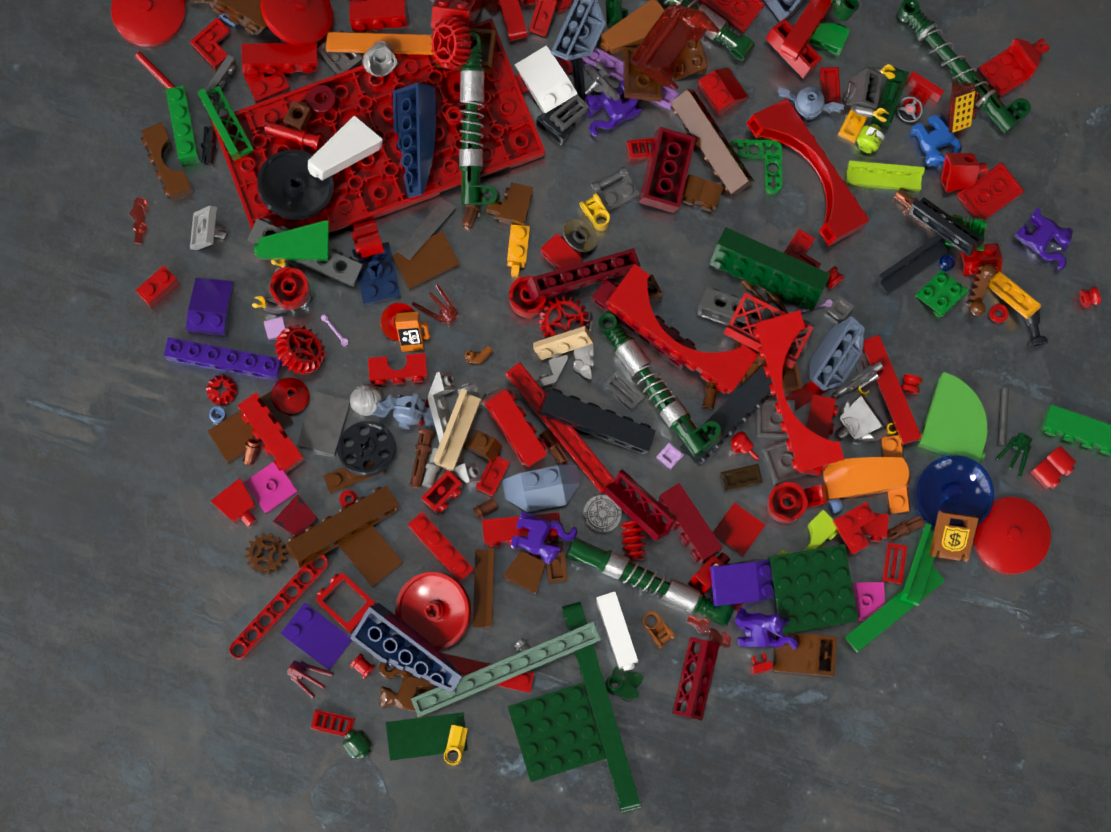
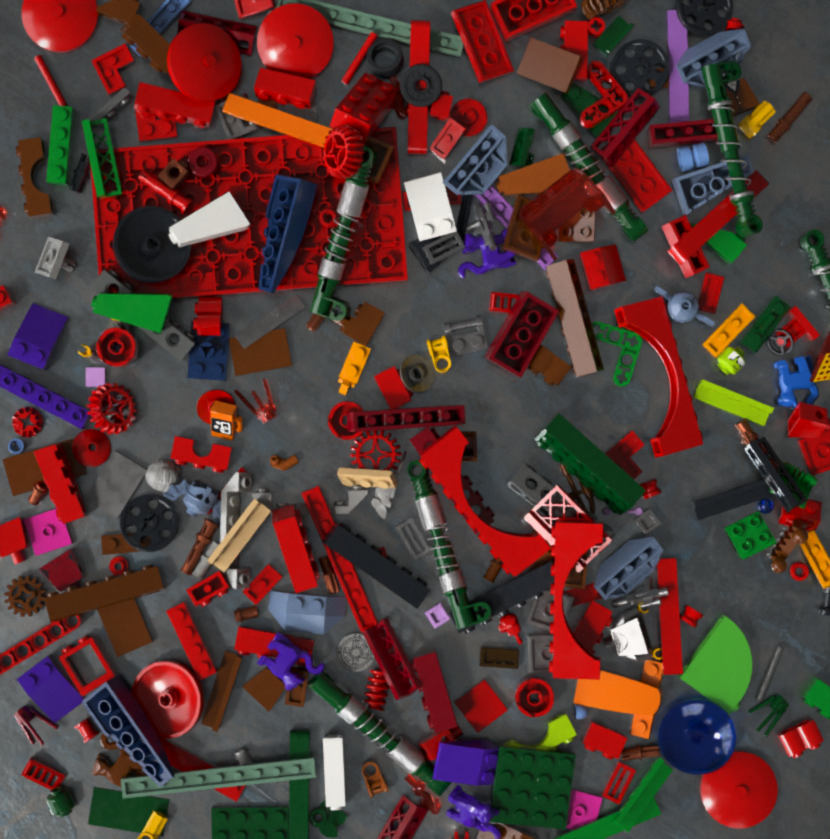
camera: 20 degrees right, 10 degrees up
(344, 341) = (158, 409): lavender hinge -> none
(379, 59) = (271, 140): light grey hair -> none
(482, 445) = (260, 554): reddish brown slope -> none
(816, 495) = (564, 697): red plate -> none
(850, 524) = (585, 739): red plate -> none
(864, 91) = (740, 313): flat silver torso -> none
(951, 540) = (680, 782): dark orange container -> none

